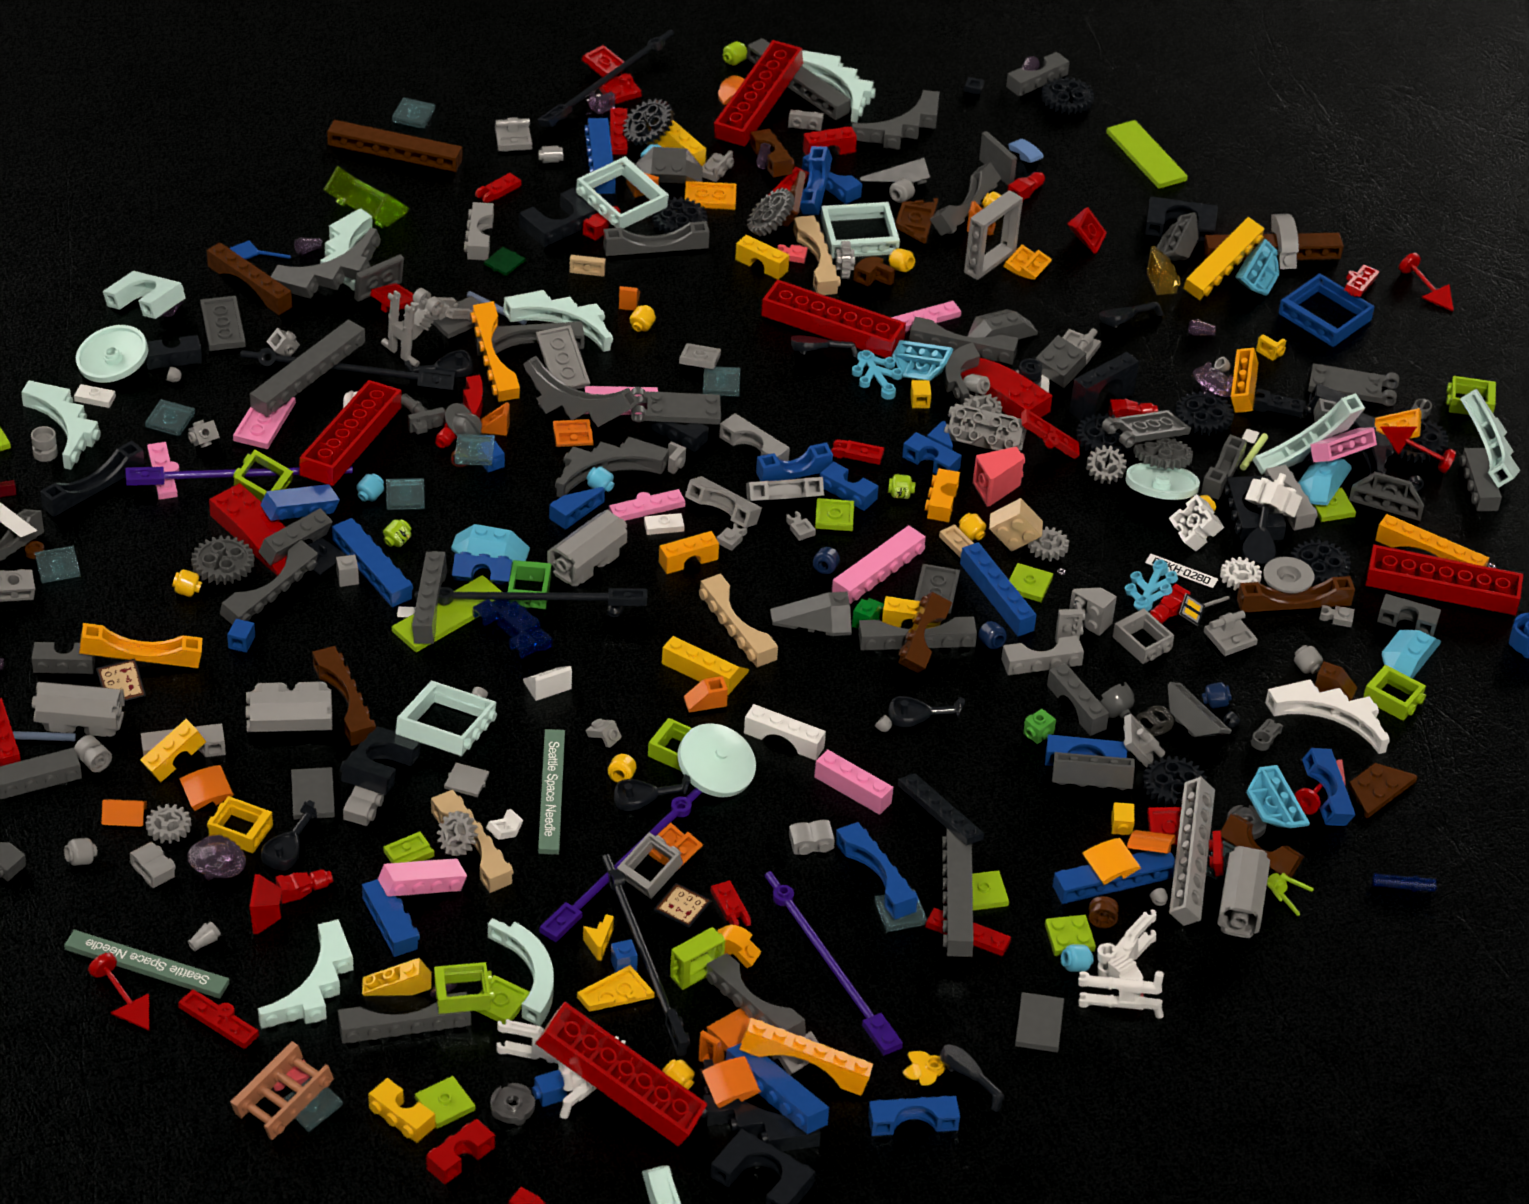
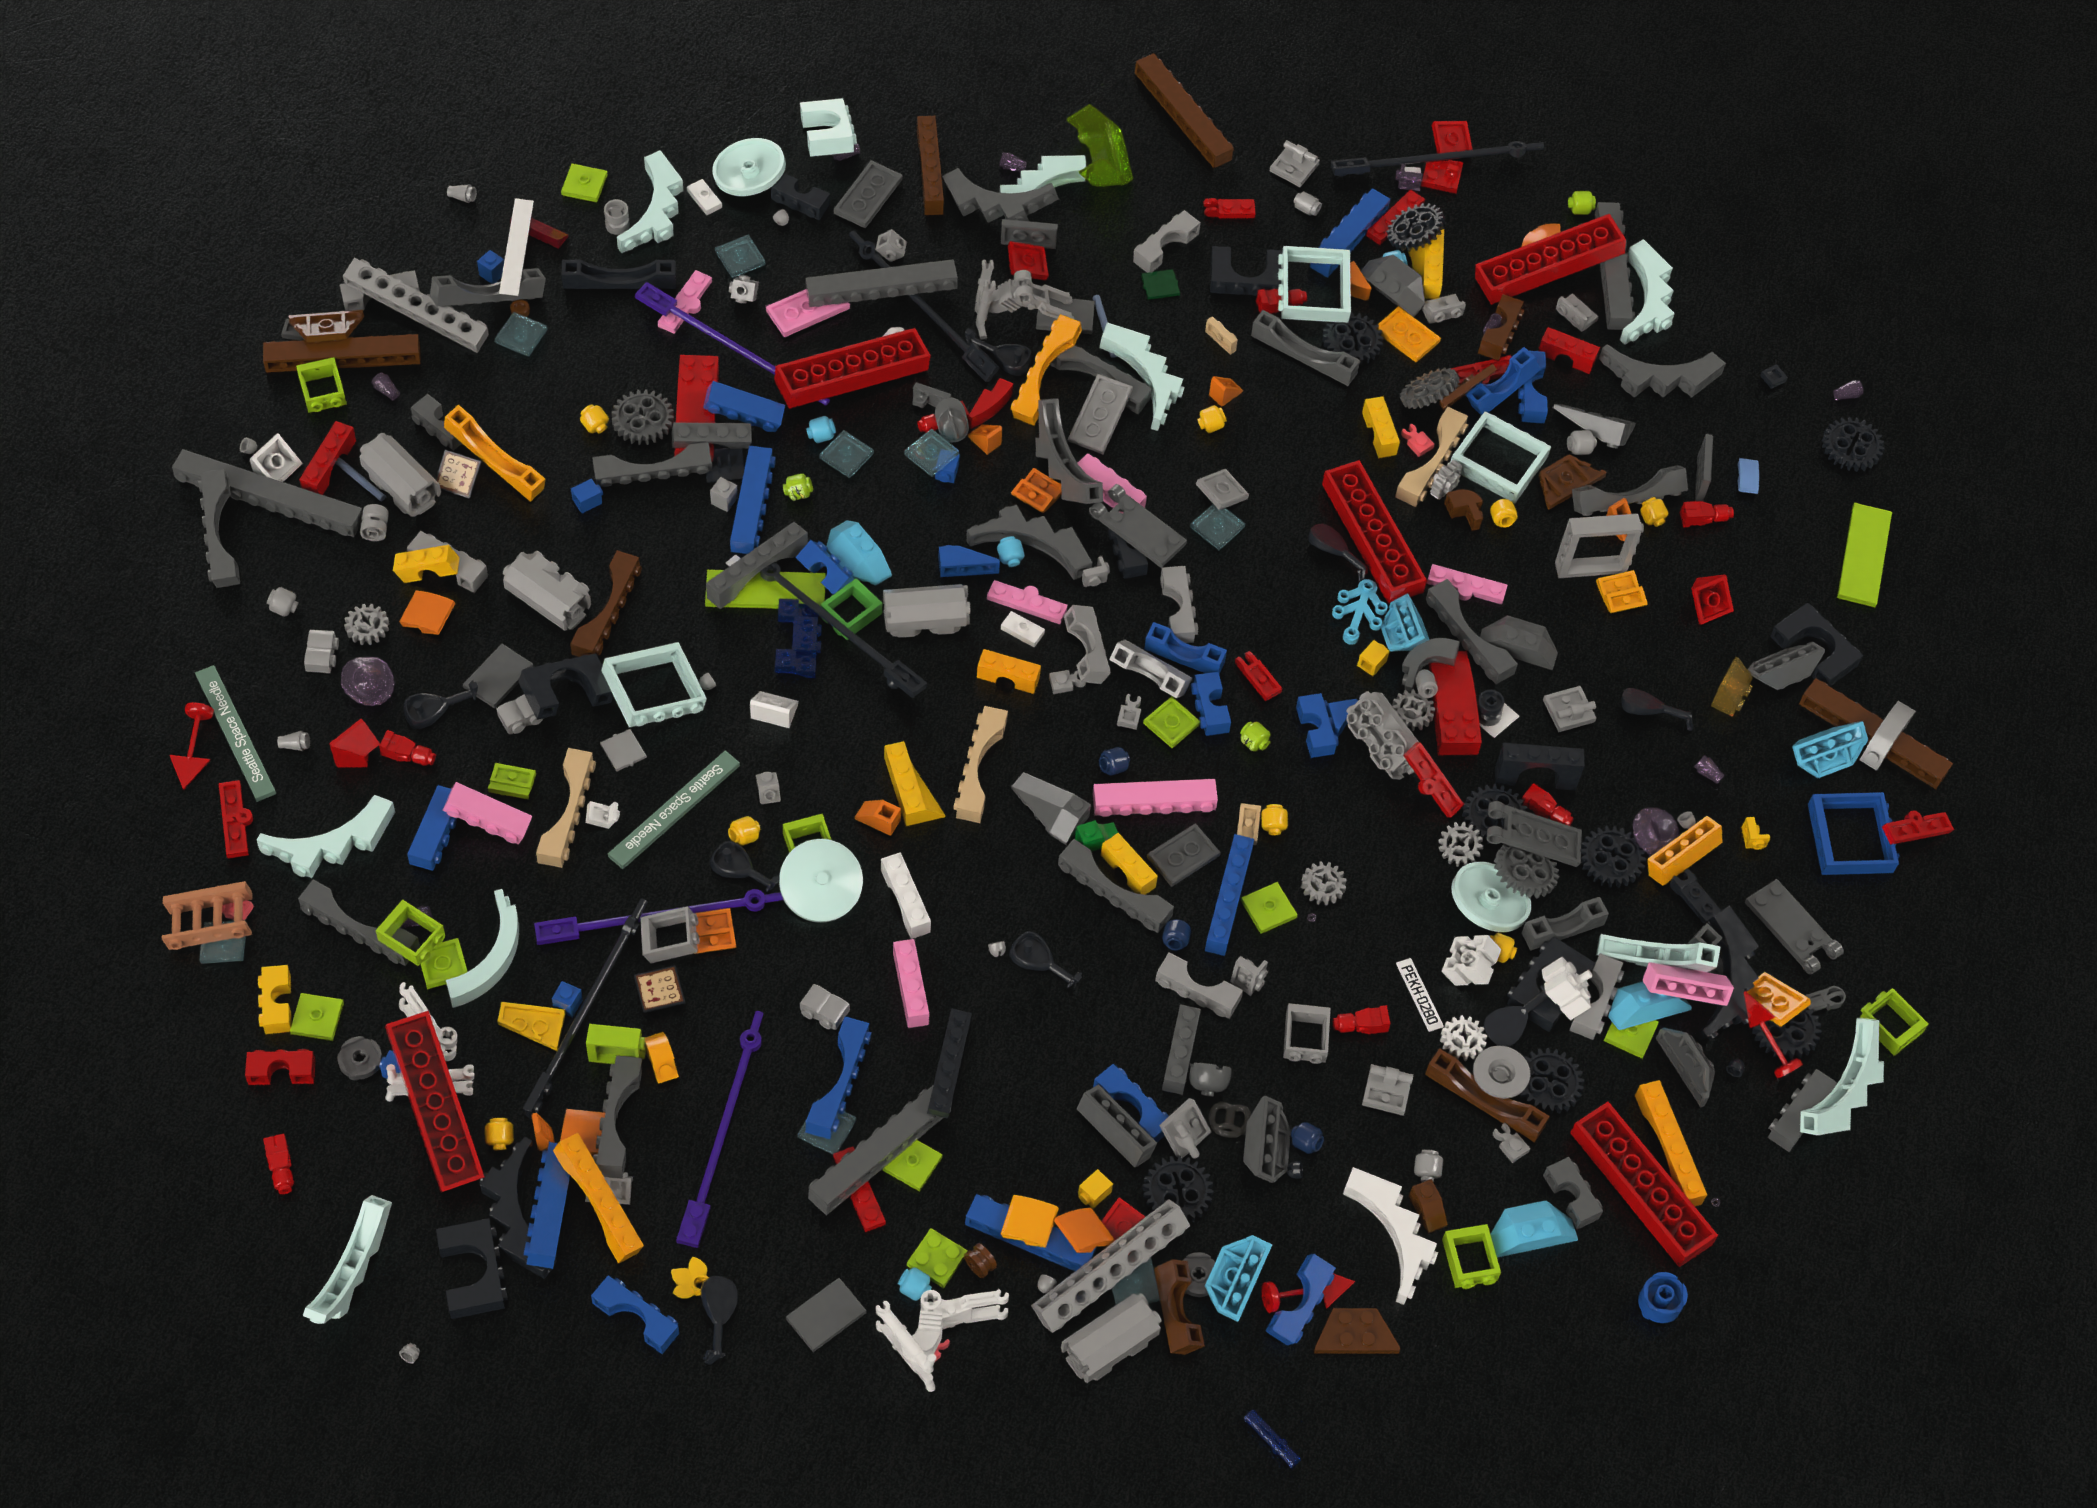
camera: 40 degrees right, 15 degrees up
(123, 812) = (348, 588): orange panel -> none
(248, 250) = (963, 136): blue piece -> none
(260, 817) = (420, 679): yellow window -> none
(282, 483) = (751, 379): lime window -> none
(402, 979) = (387, 886): yellow slope -> none
(411, 404) = (936, 376): dark grey pin -> none
(413, 112) = (1236, 86): clear light blue plate -> none
(457, 833) = (555, 794): light grey gear -> none
(598, 938) = (567, 970): yellow slope -> none
(730, 903) = (701, 1015): red hinge -> none
(731, 1081) = (518, 1172): orange slope -> none
(915, 652) = (1134, 877): reddish brown arch -> none
(942, 495) = (1295, 760): light orange arch -> none
(998, 473) = (1349, 786): coral slope -> none
(1016, 524) = (1302, 846): tan brick -> none
(1024, 81) = (1827, 402): dark grey arch -> none
(1039, 726) = (1118, 1050): bright green brick -> none
(1061, 361) = (1531, 713): dark grey brick -> none
(1098, 607) = (1285, 975): light grey slope -> none
(1146, 600) = (1344, 1001): medium azure plant -> none
(1193, 609) = (1380, 1040): piece -> none
(1217, 859) = (1131, 1284): red plate -> none
(1224, 258) = (1804, 714): yellow brick -> none
(1250, 435) = (1635, 909): white sticker -> none
(1253, 452) = (1619, 926): yellowish green bar -> none
(1267, 733) = (1313, 1205): dark grey piece -> none
(1278, 885) = (1156, 1352): lime plant -> none
(1440, 296) = (1988, 897): red piece -> none

